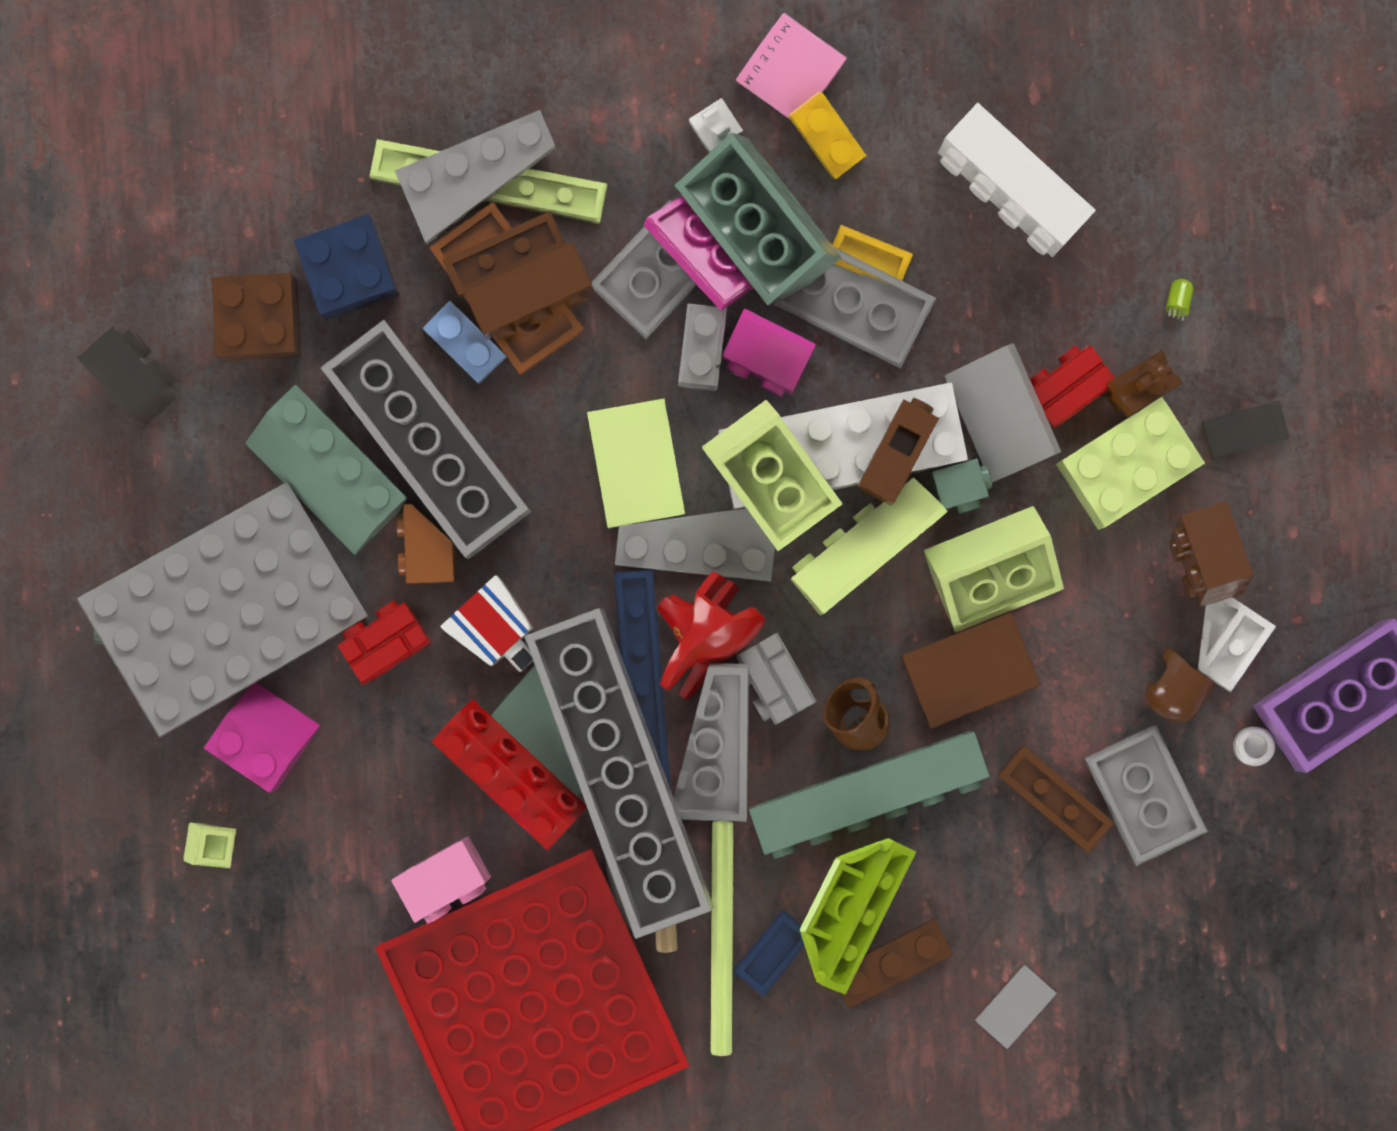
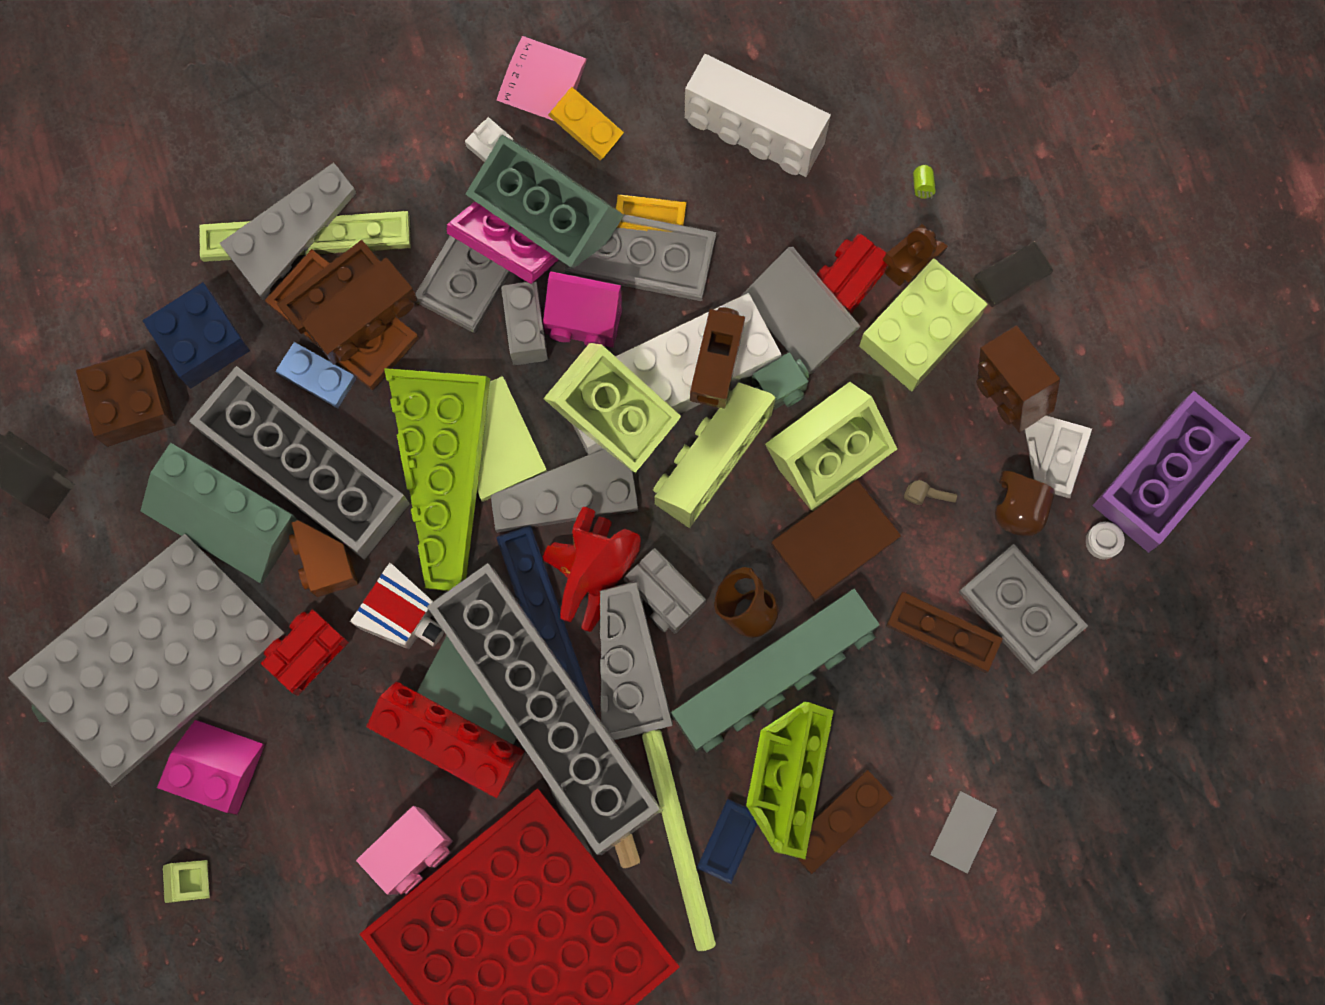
camera: 10 degrees left, 10 degrees down
(578, 465) = (440, 452): none -> lime wing
(1072, 641) = (919, 490): none -> dark tan hand

